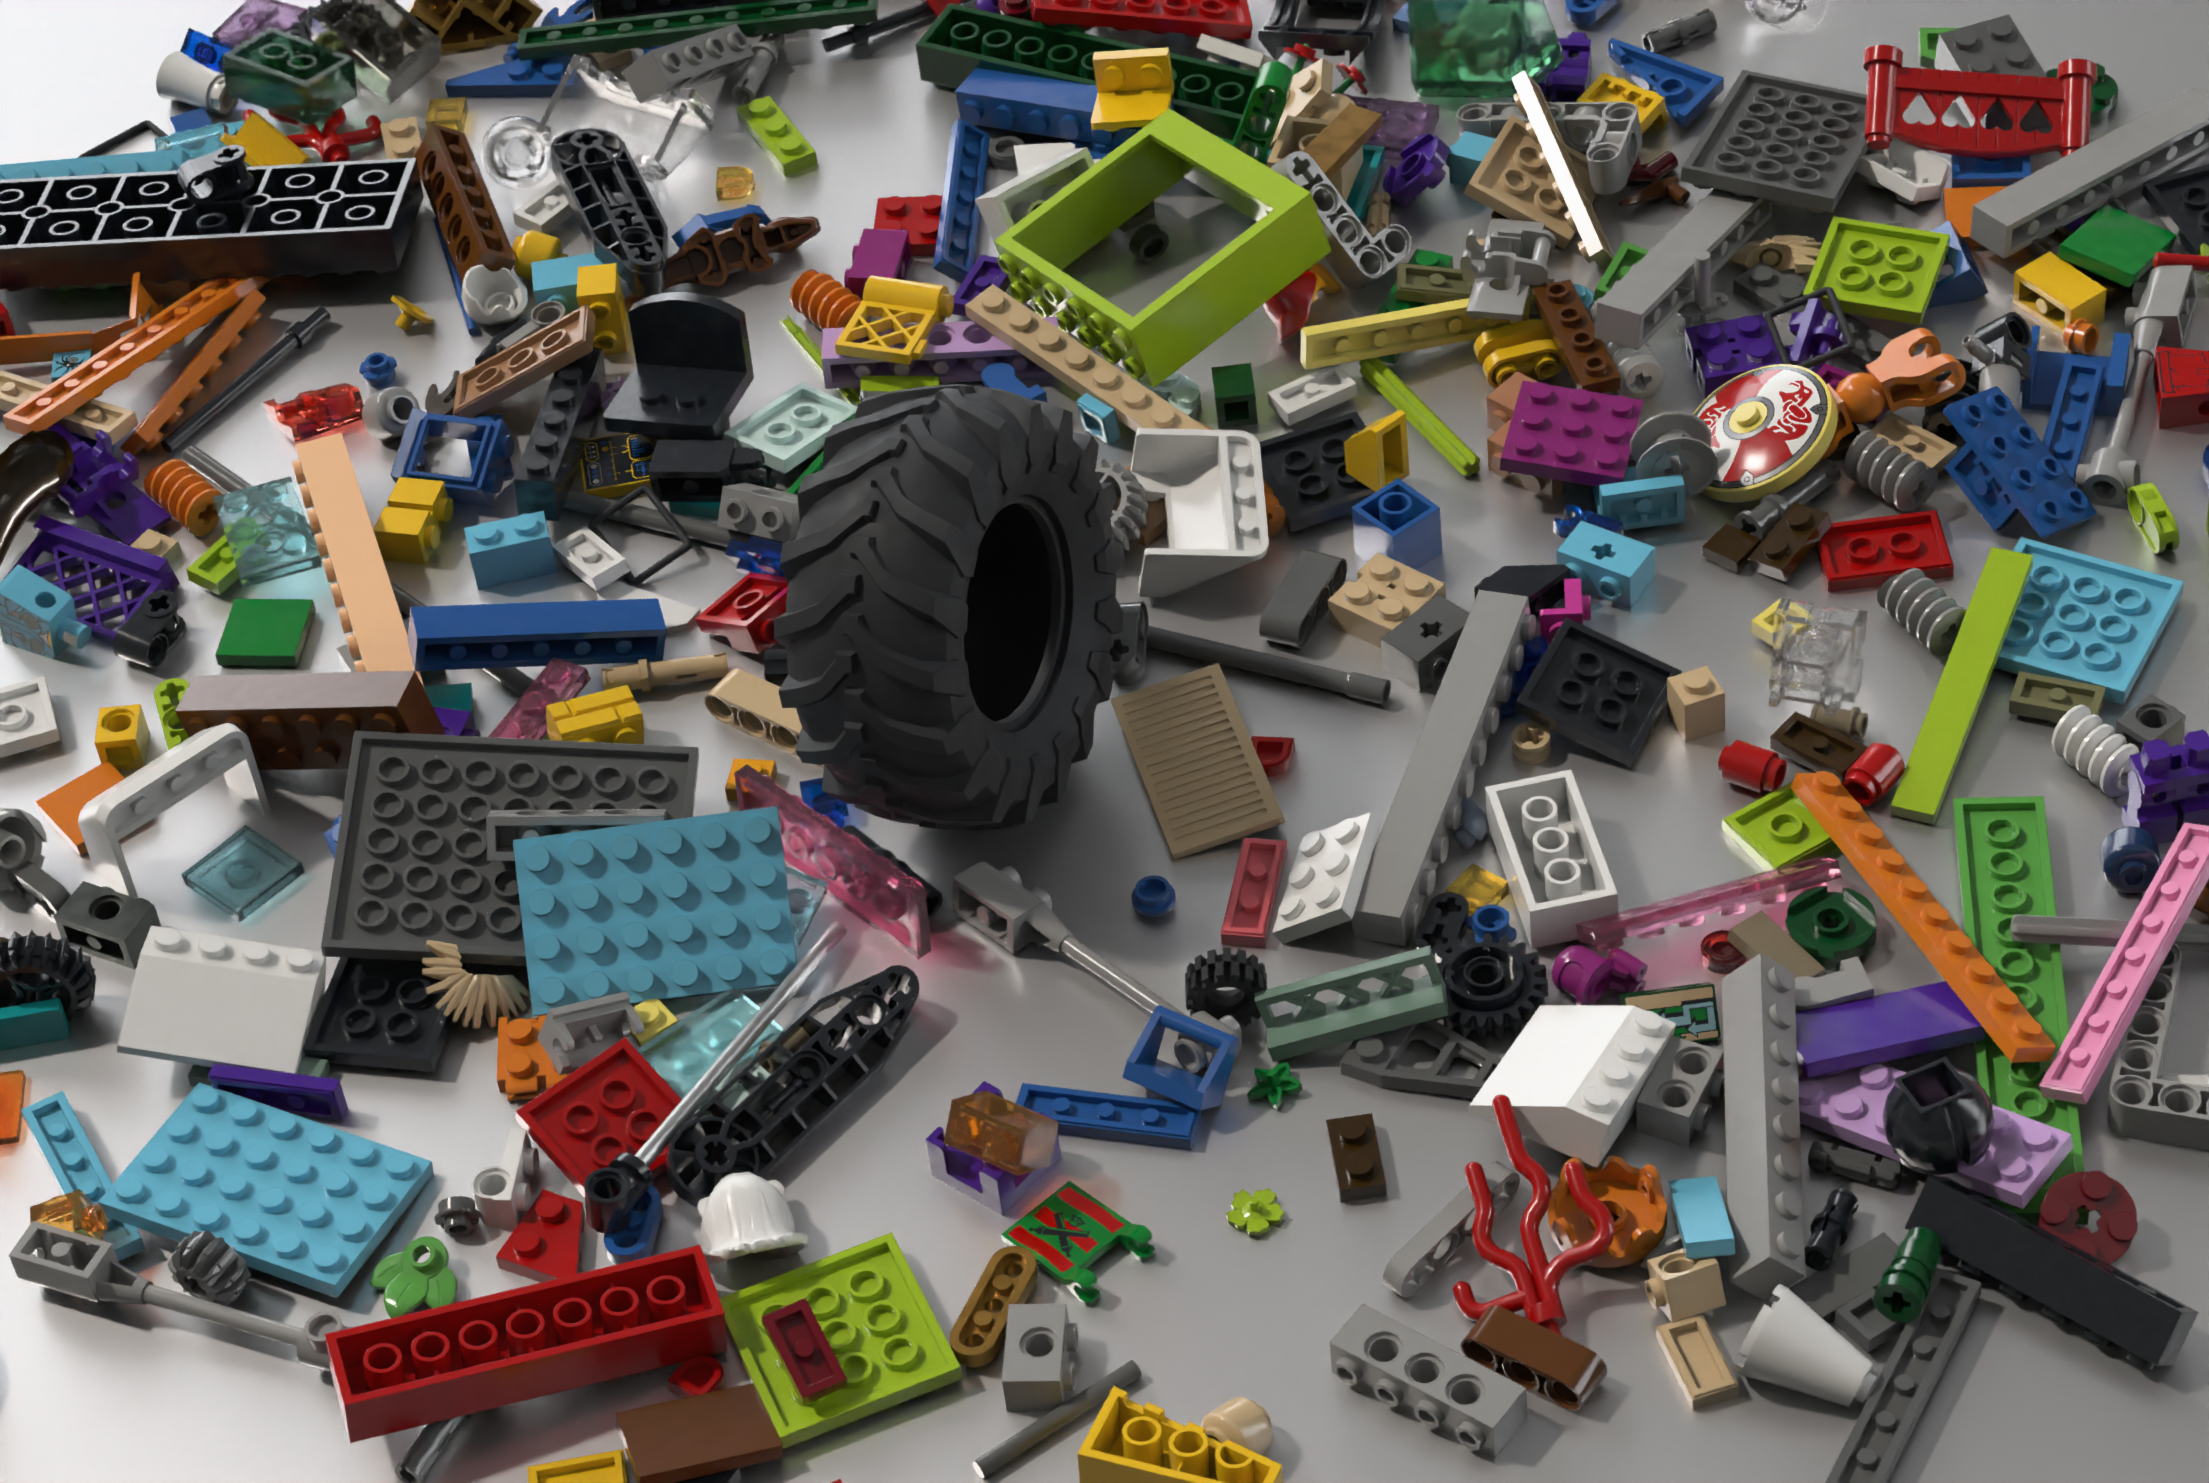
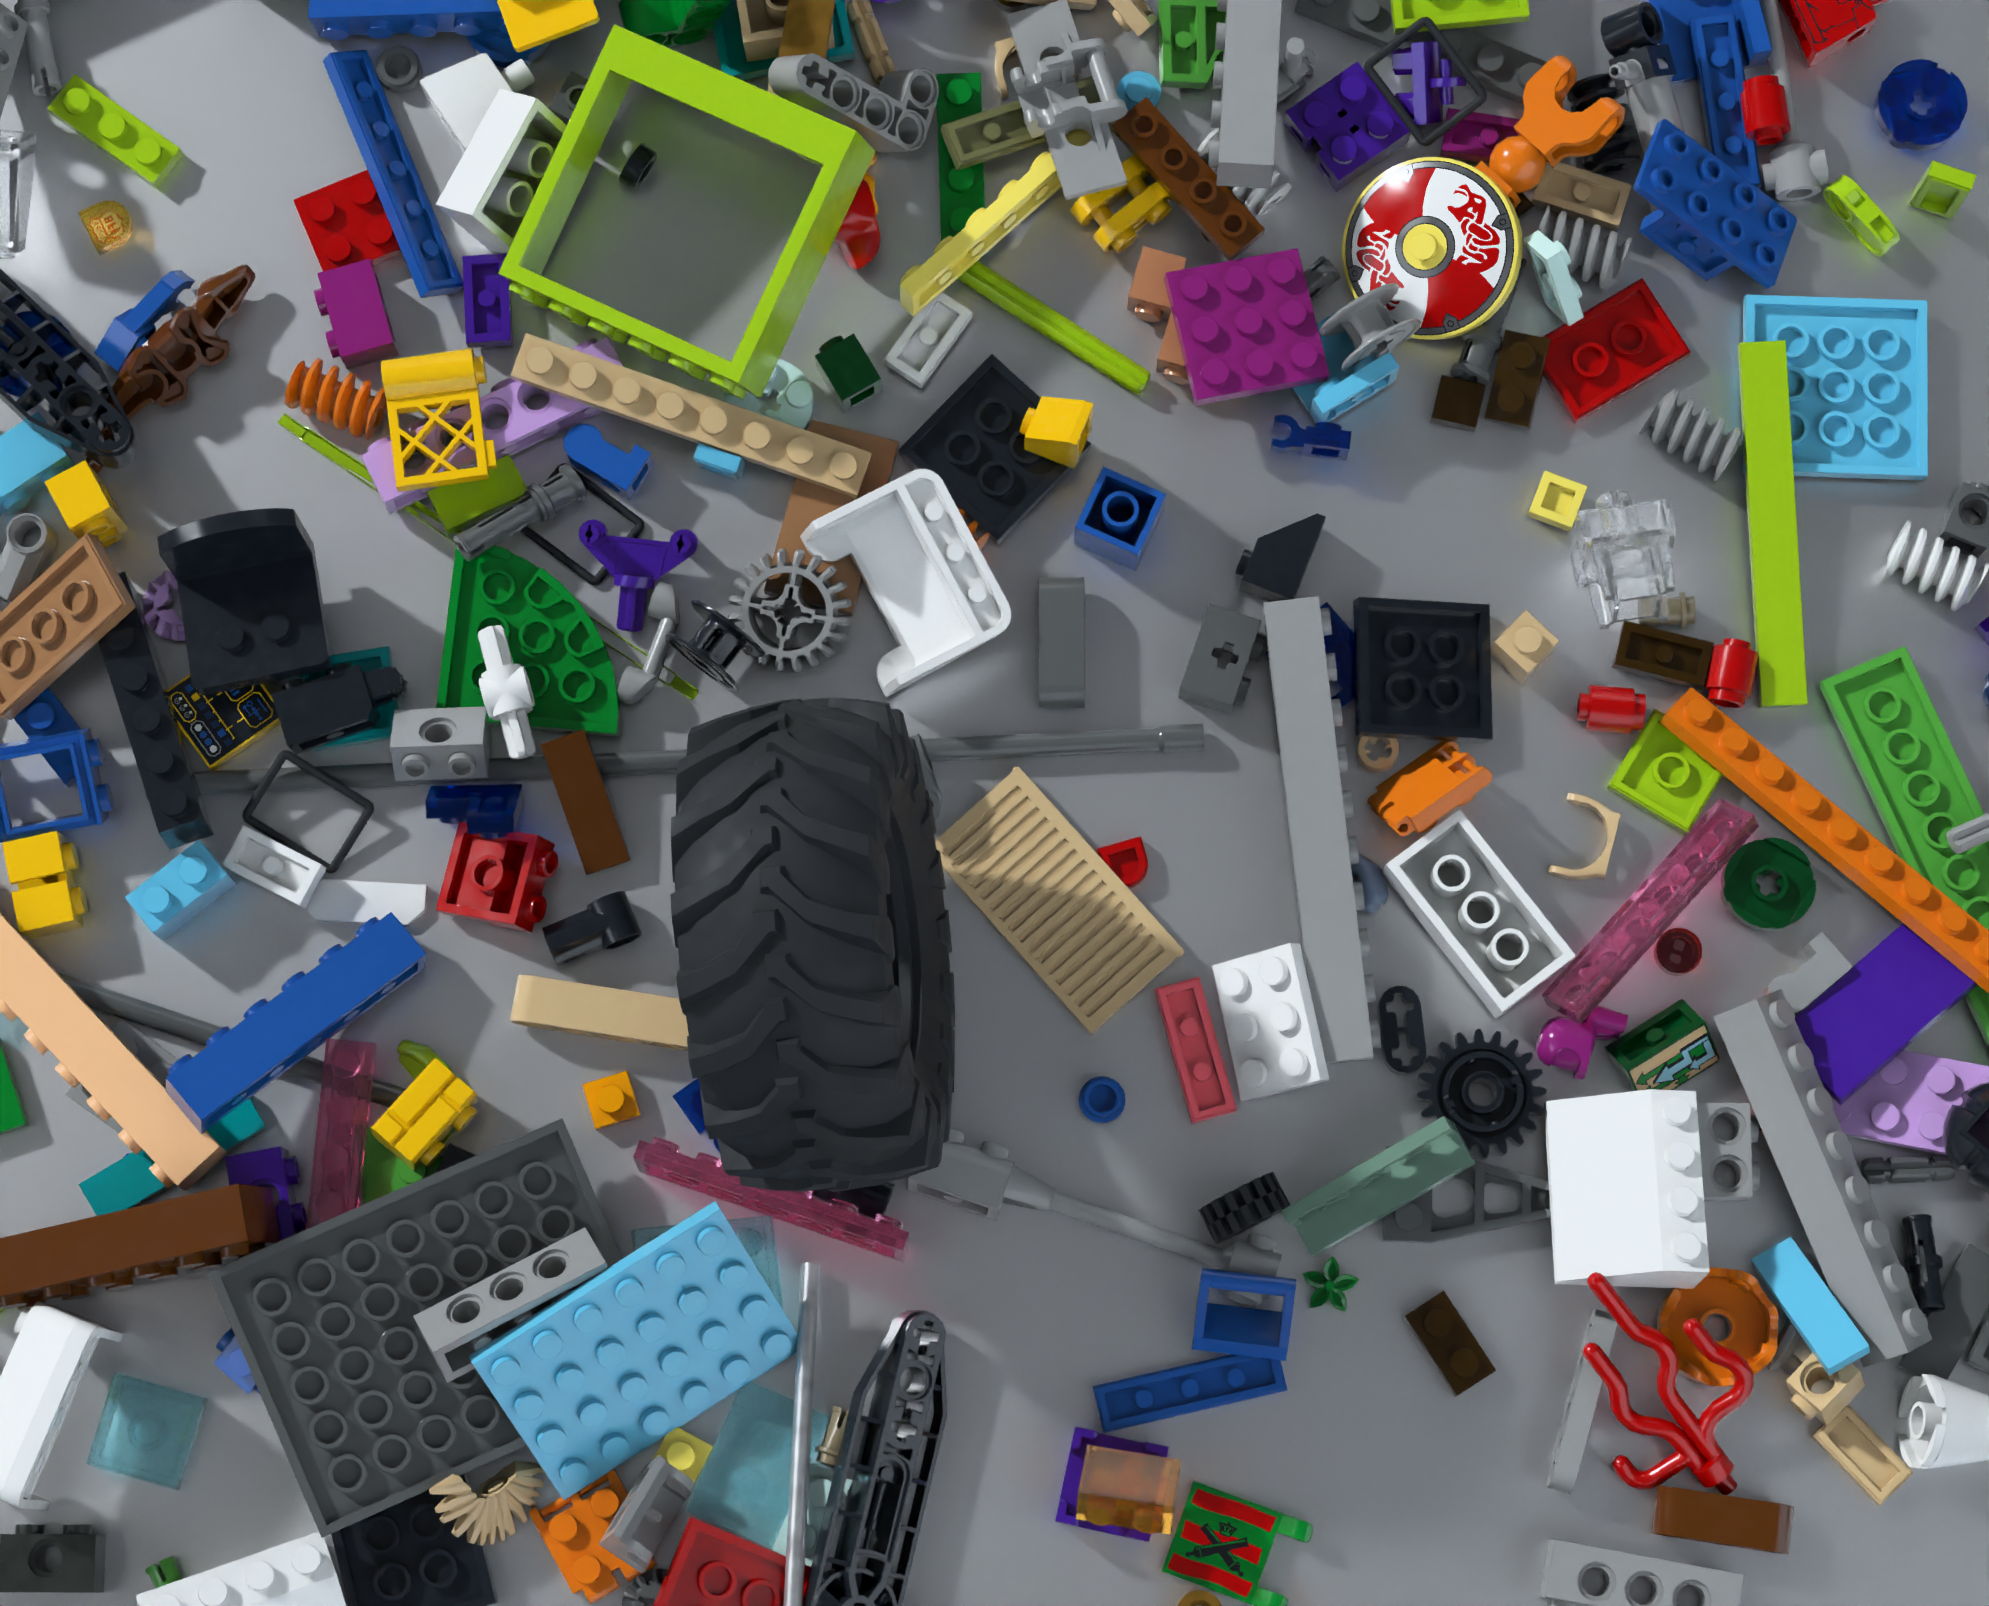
camera: 30 degrees left, 35 degrees up
(666, 672) = (443, 994): tan pin -> none
(791, 426) = (393, 597): light aqua plate -> none
(1255, 1212) = (1384, 1444): lime plant -> none
(1363, 615) = (1167, 628): tan piece -> none
(1479, 887) = (1412, 965): clear yellow tile -> none
(1491, 920) = (1461, 1009): blue plate -> none
(1576, 608) = (1346, 558): dark pink bracket -> none
(1578, 757) = (1428, 788): none -> orange plate
(1608, 563) = (1371, 476): medium azure brick -> none
(1678, 870) = (1610, 821): none -> tan cap
(1764, 936) = (1734, 944): dark tan tile -> none
(1851, 455) = (1555, 282): none -> light aqua plate
(2053, 697) = (1863, 504): olive plate -> none
(2097, 422) = (1764, 110): none -> red brick

